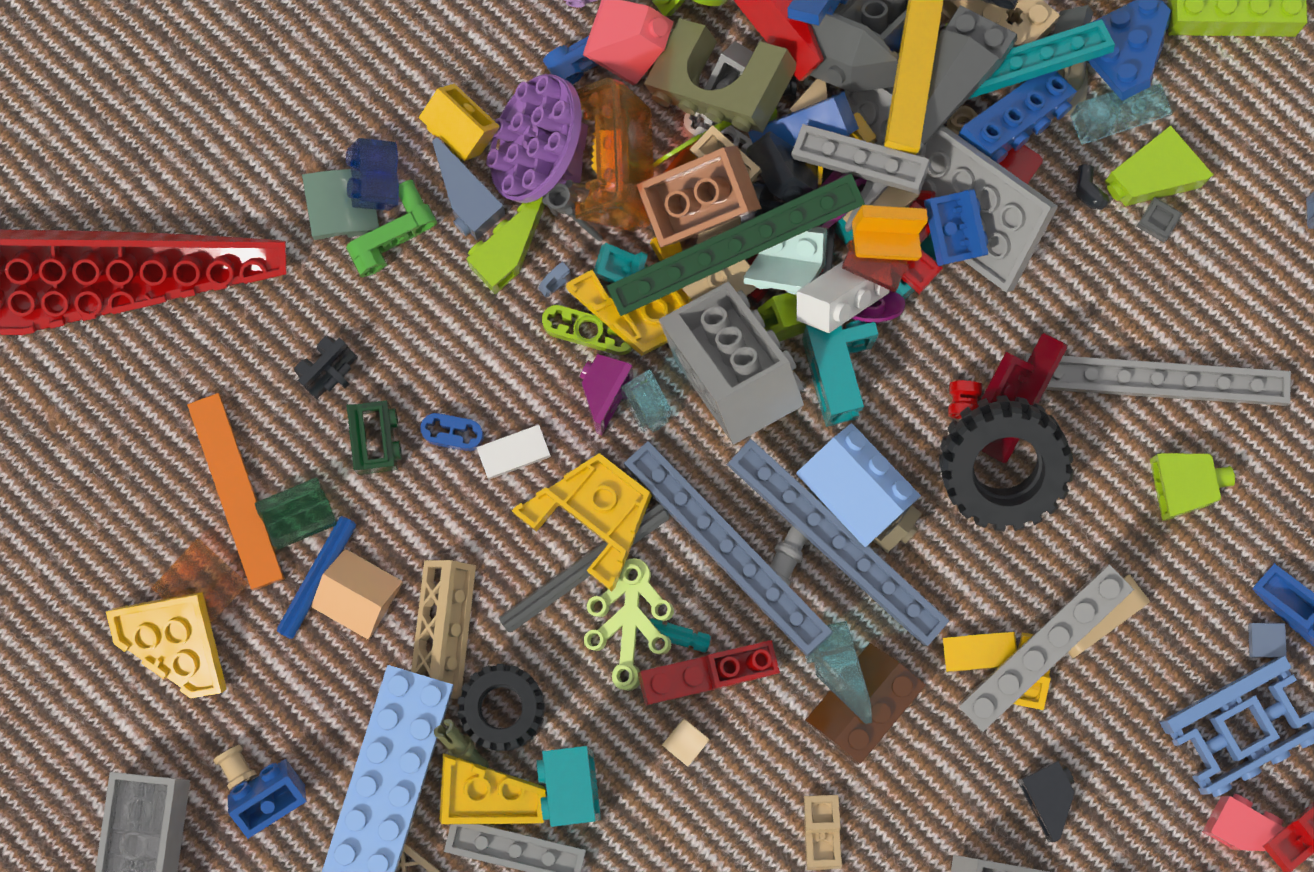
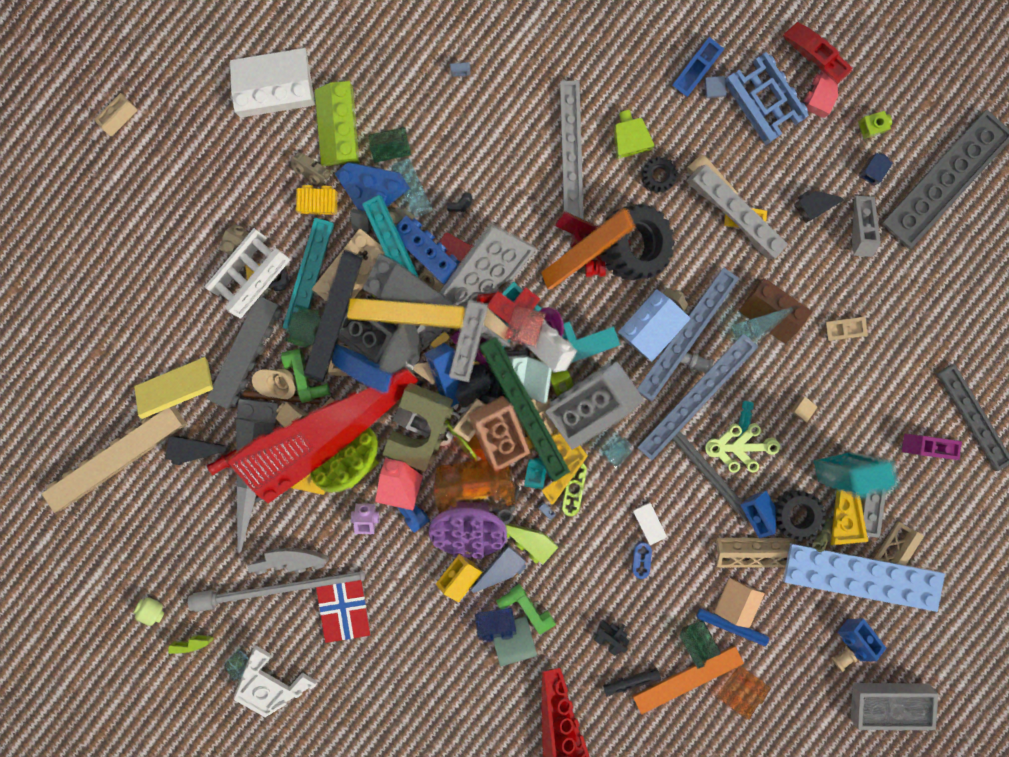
camera: 90 degrees left, 10 degrees up
(172, 641) = (778, 704): yellow plate -> none
(243, 387) = (633, 681): none -> black pin
(392, 448) = (655, 594): dark green window -> none
(511, 640) = (761, 513): none -> blue slope
(602, 501) = (676, 468): yellow wing -> none
(603, 388) = (610, 477): magenta slope -> none
(708, 673) = (766, 401): red slope -> none
(888, 232) = (512, 320): light orange panel -> none
(956, 227) = (502, 281): blue bracket -> none
(978, 651) = (738, 249): yellow slope -> none
(1000, 374) = (587, 249): none -> orange tile
(1136, 516) = (669, 168): none -> black tyre
(1158, 170) = (446, 165): lime slope -> none
(1159, 219) = (474, 162): dark grey tile -> none
(1195, 82) = (389, 144): none -> clear green panel

